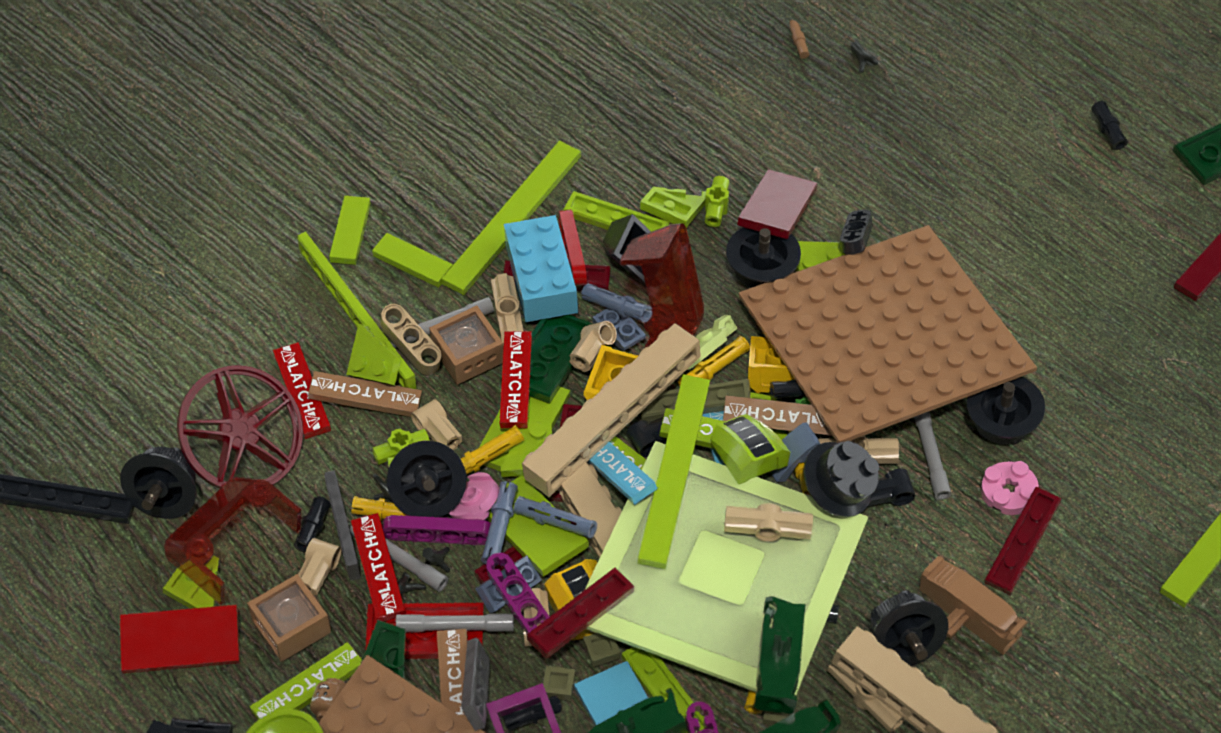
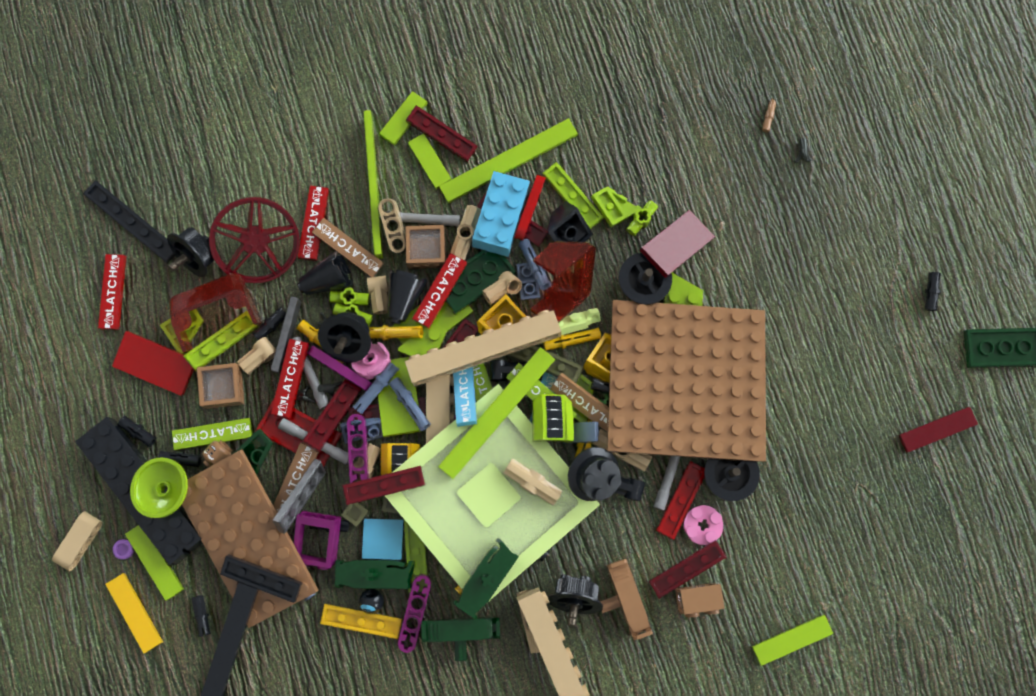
camera: 25 degrees right, 25 degrees up
(71, 587) = (112, 292): none -> red tile
(258, 569) = (220, 341): none -> lime tile
(356, 433) = (326, 276): none -> black cone
(372, 358) = (363, 227): lime wing -> none
(410, 223) = (441, 133): none -> dark red tile
(460, 583) = (331, 416): none -> dark red tile
(469, 403) = (402, 295): none -> black cone
(856, 232) = (716, 283): black beam -> none
(965, 475) = (681, 500): none -> red tile
(1059, 558) = (699, 598): none -> medium nougat piece

